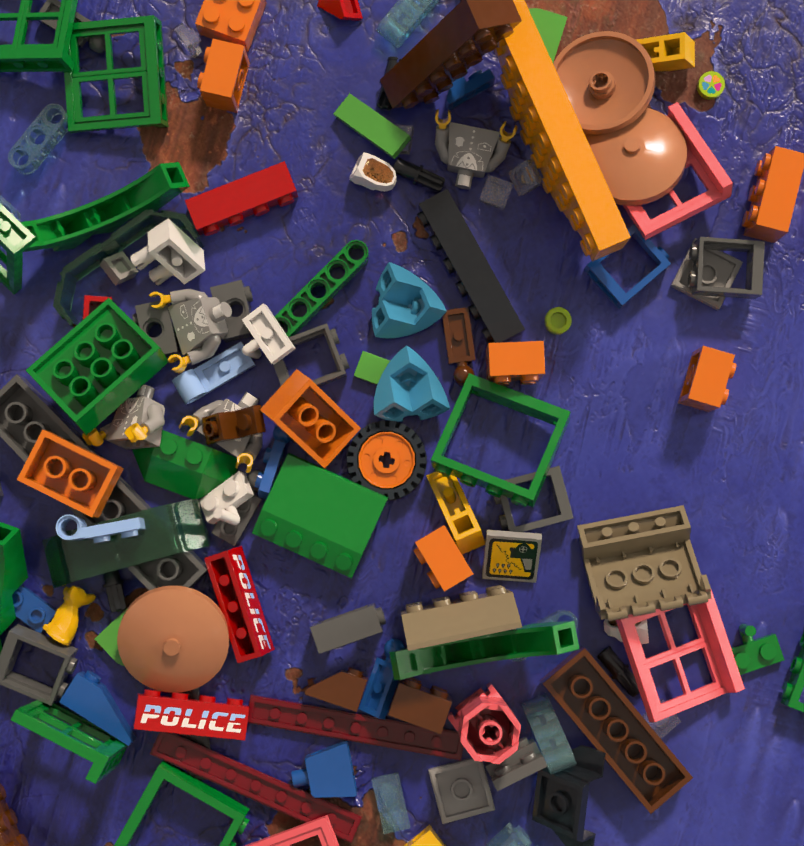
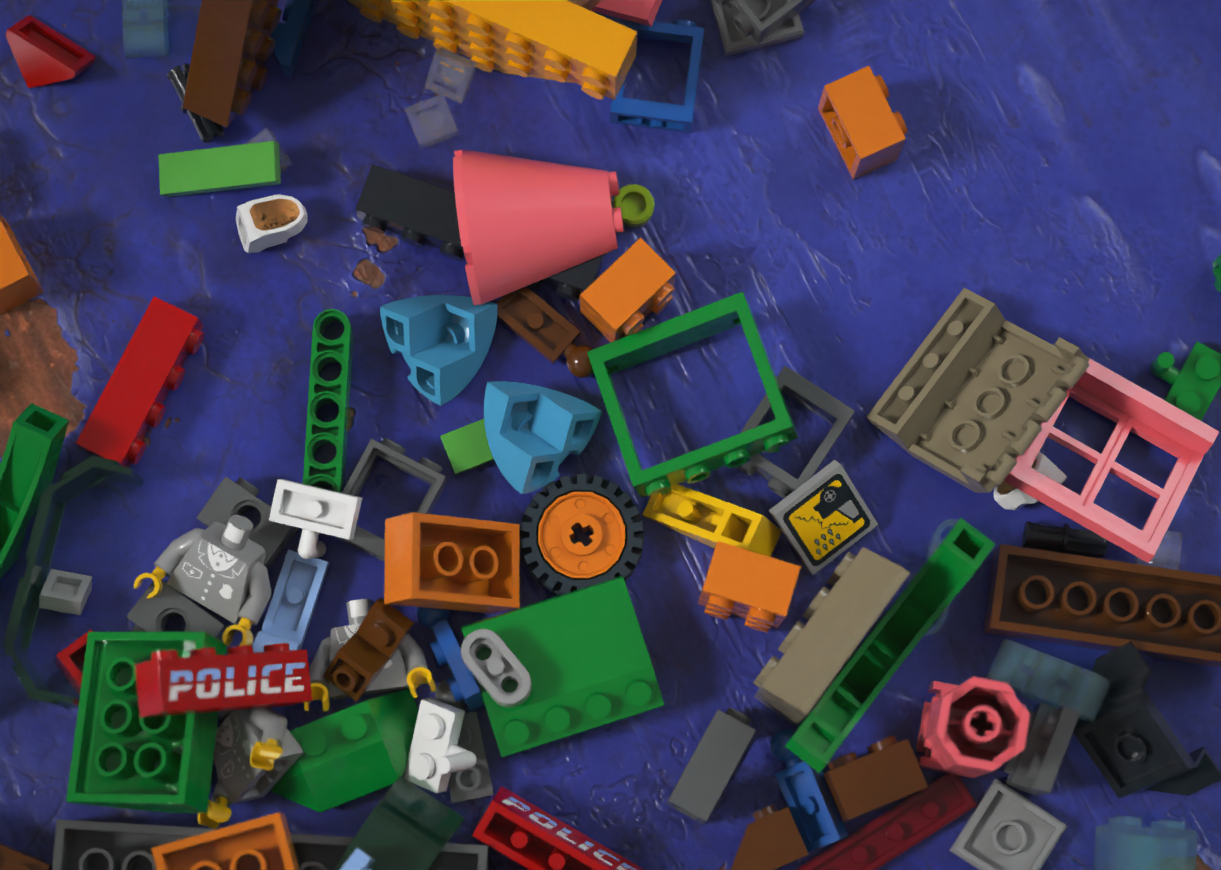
camera: 45 degrees left, 5 degrees down
(145, 380) = (222, 681): none -> red brick
(174, 251) = (119, 512): white brick -> none
(285, 489) = (497, 669): none -> light grey plate
(418, 175) = (324, 178): black axle -> none
(470, 149) = (358, 97): light grey torso -> none
(498, 282) = (529, 219): none -> coral cone

